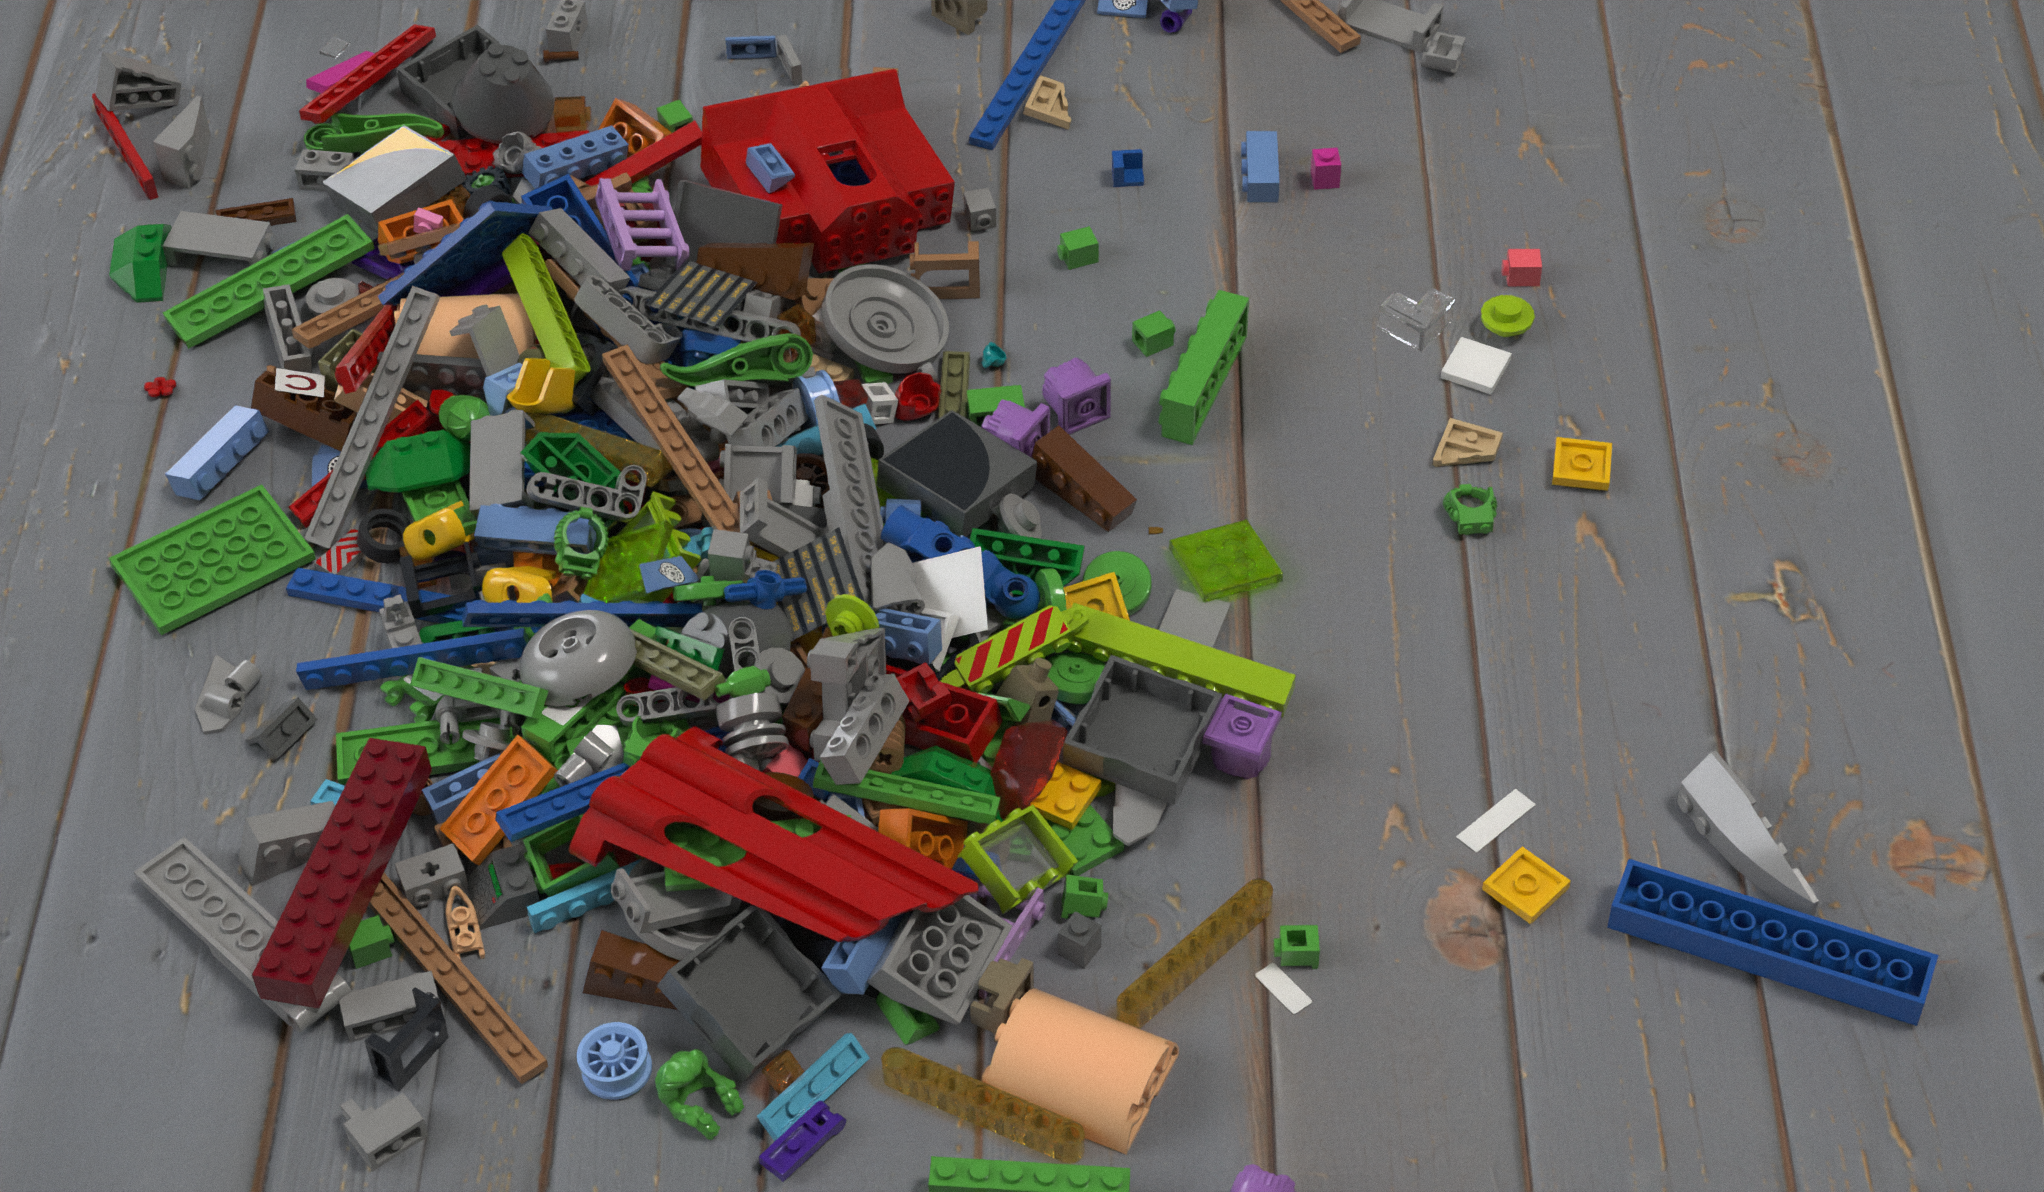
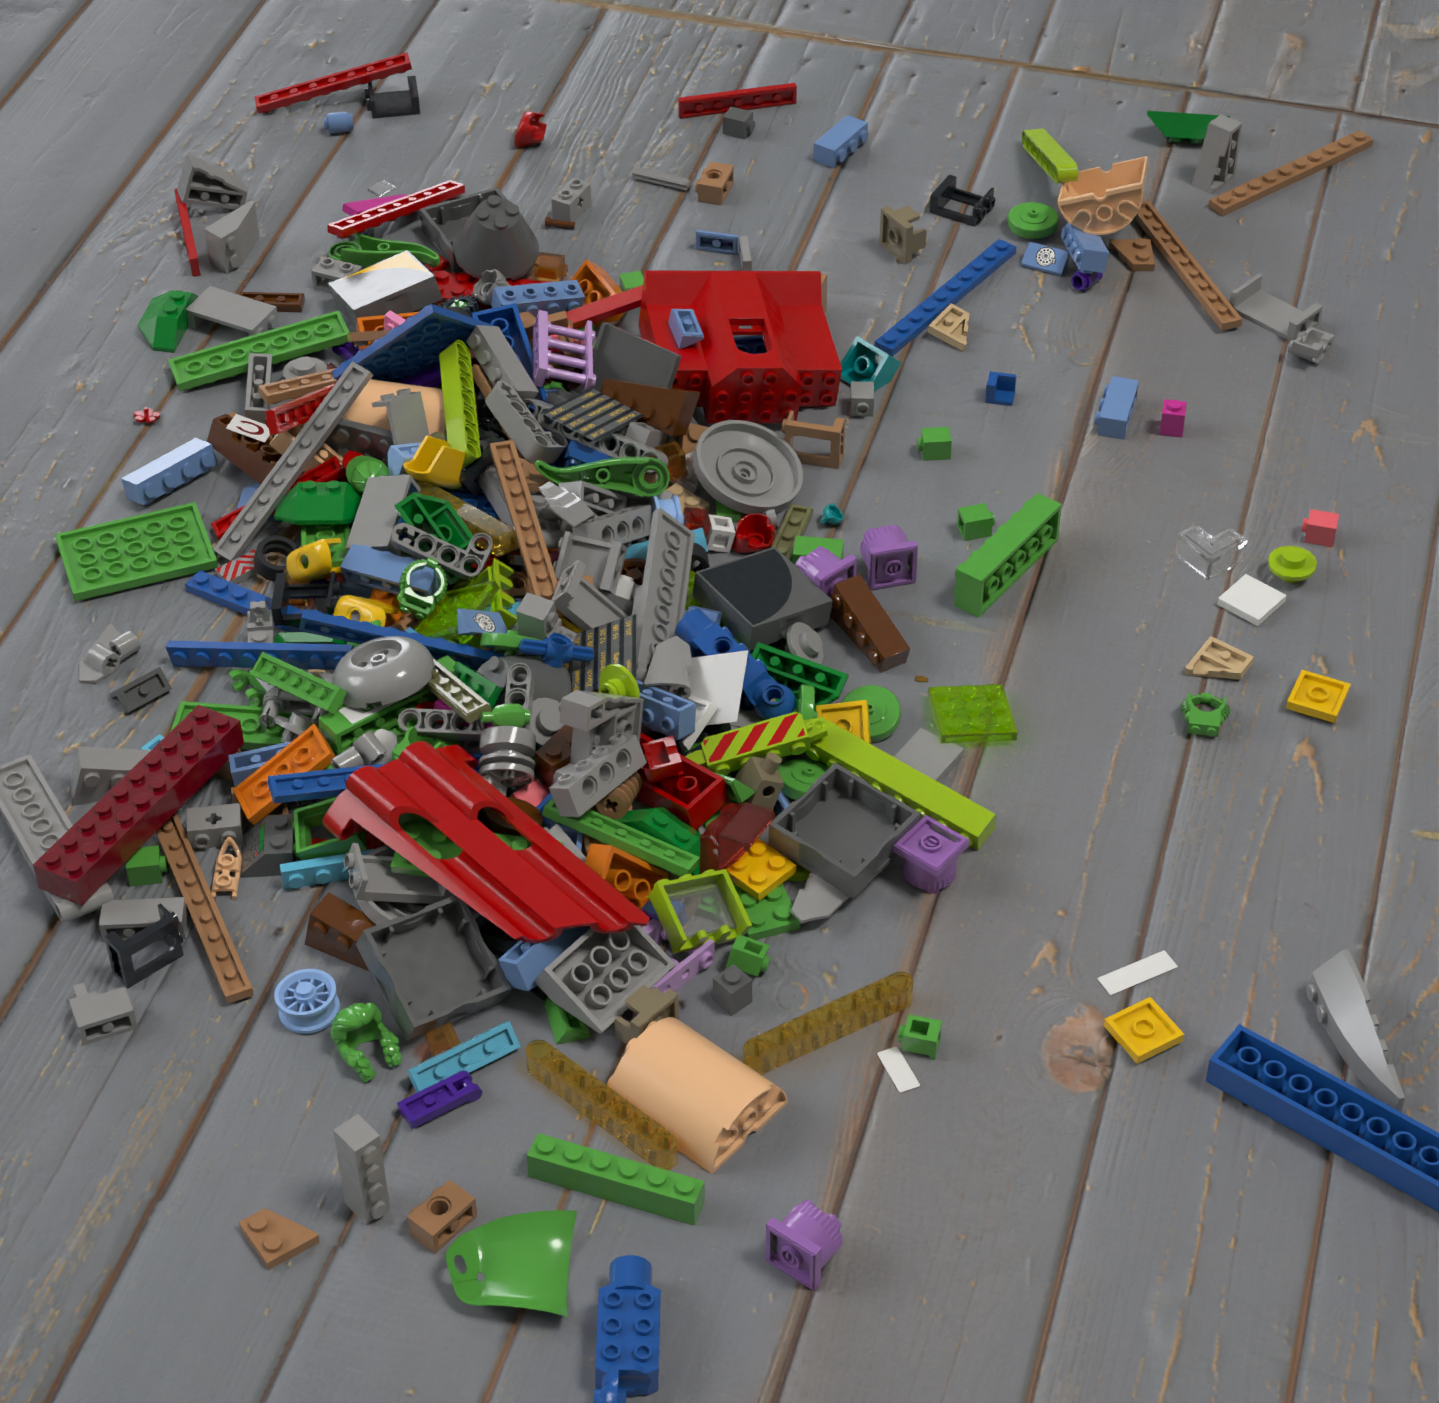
camera: 15 degrees right, 5 degrees down
(974, 166) = (868, 364): none -> teal slope

